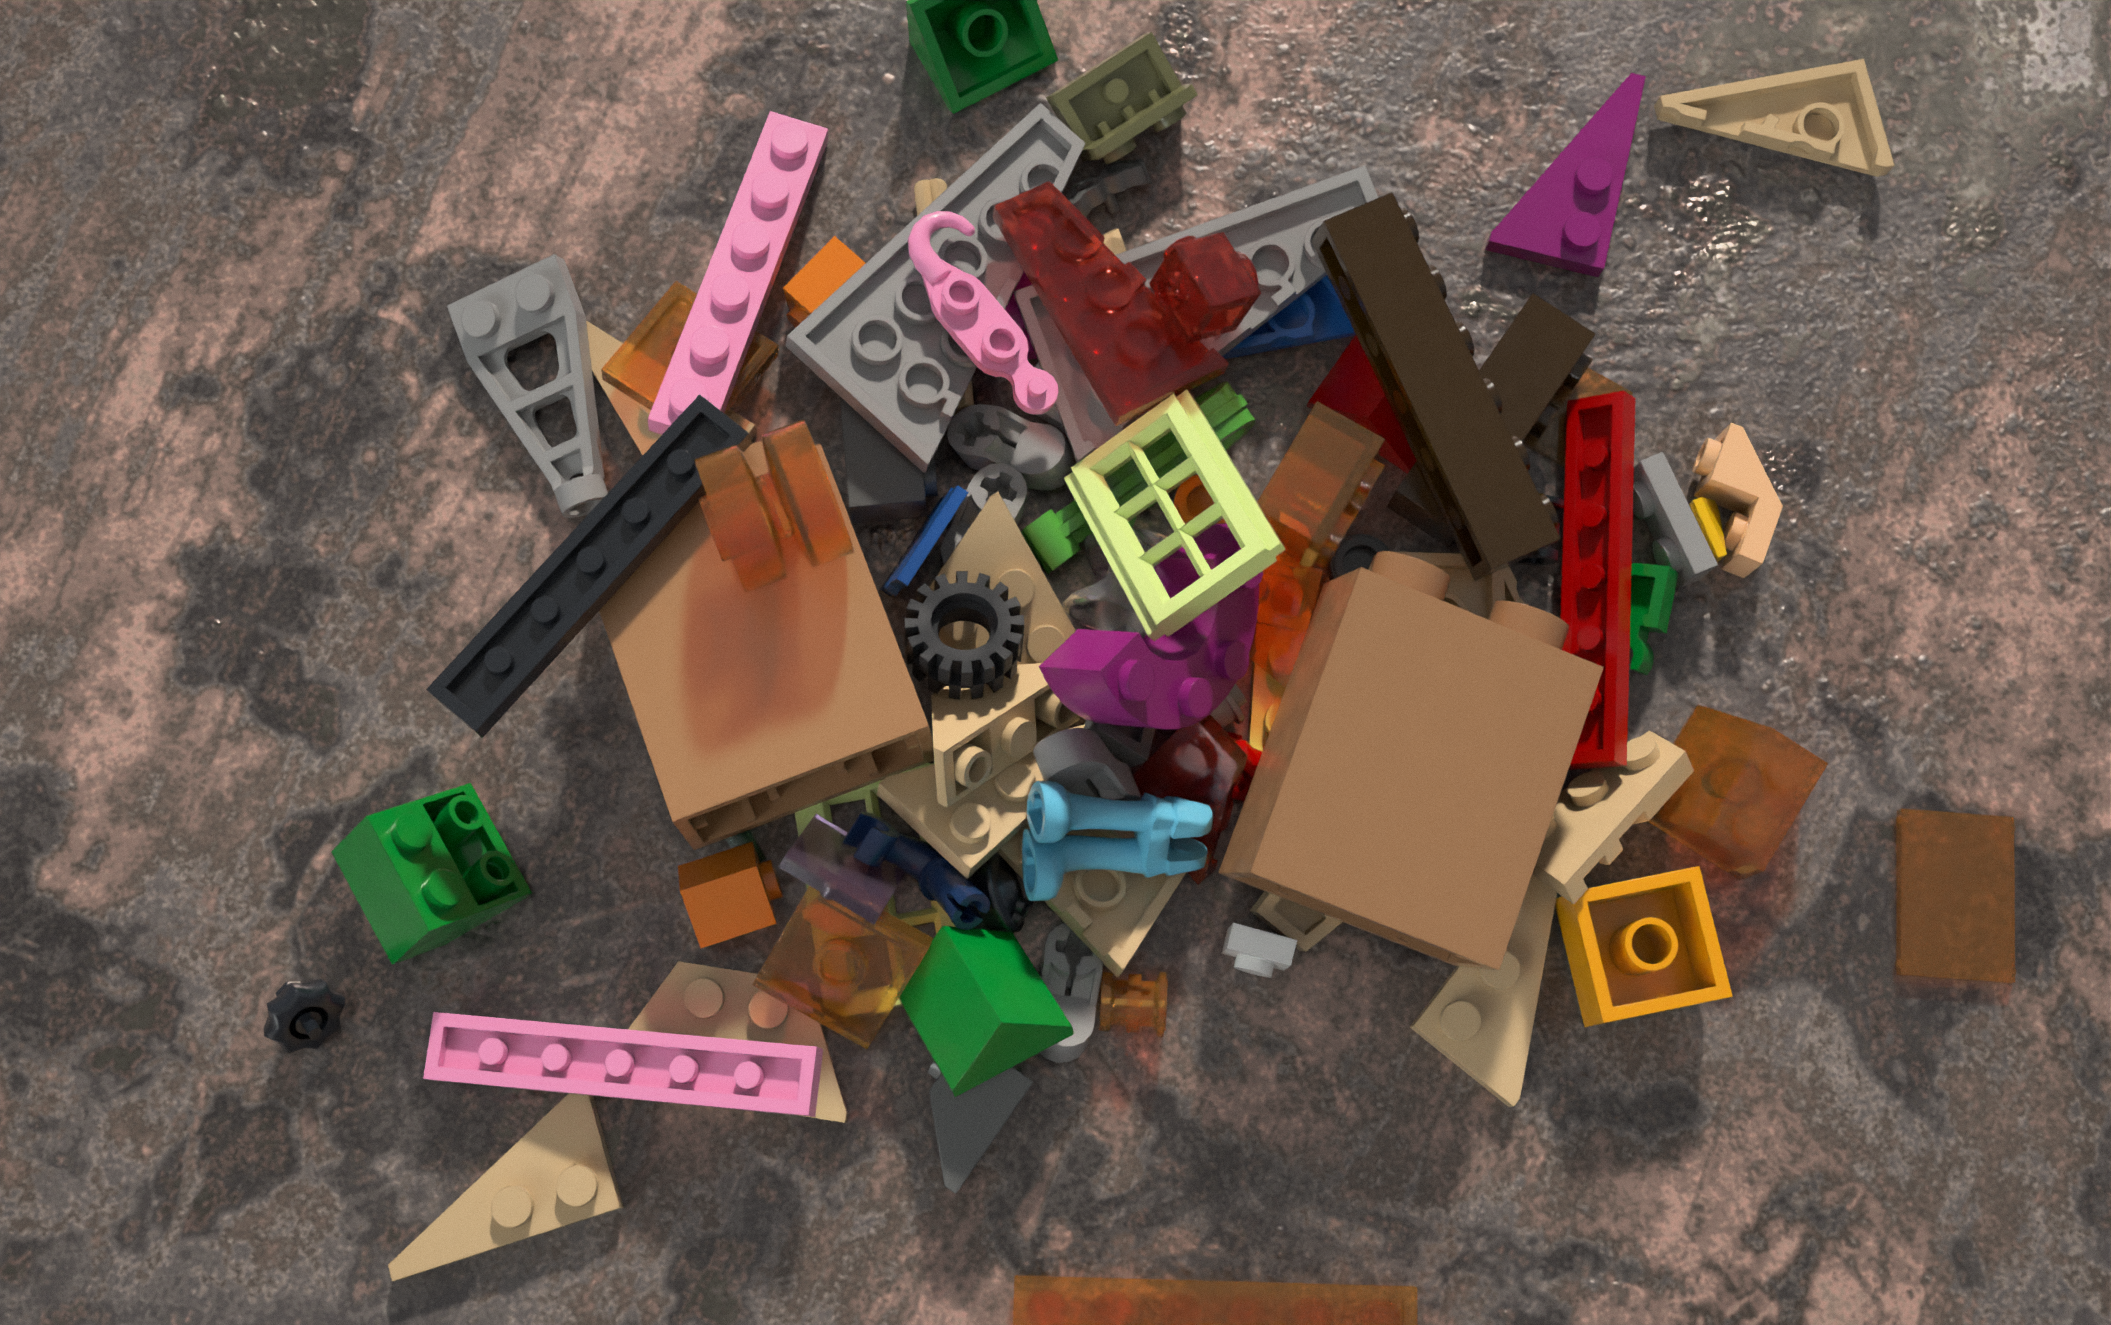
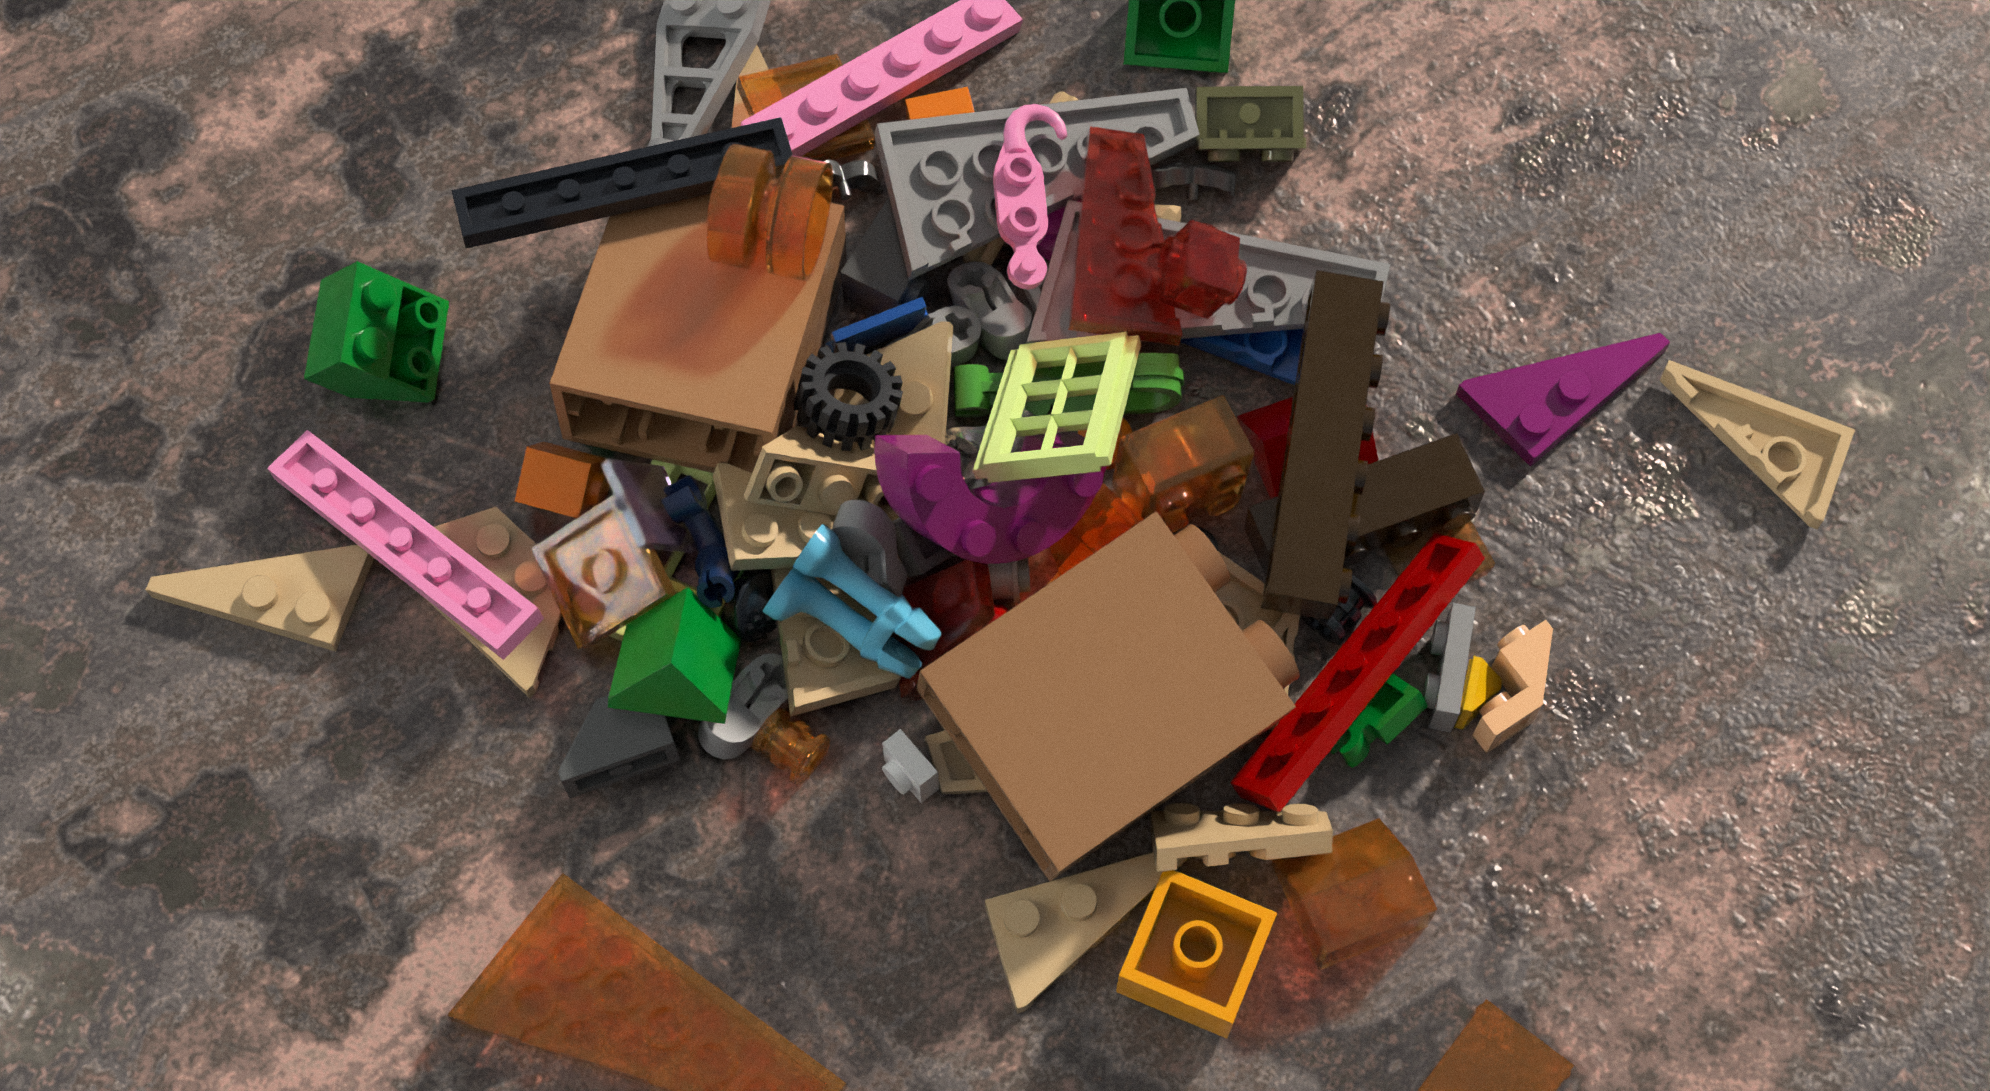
camera: 40 degrees right, 10 degrees down
(303, 1015) = (222, 376): black piece -> none
(783, 392) = (855, 175): none -> dark grey piece

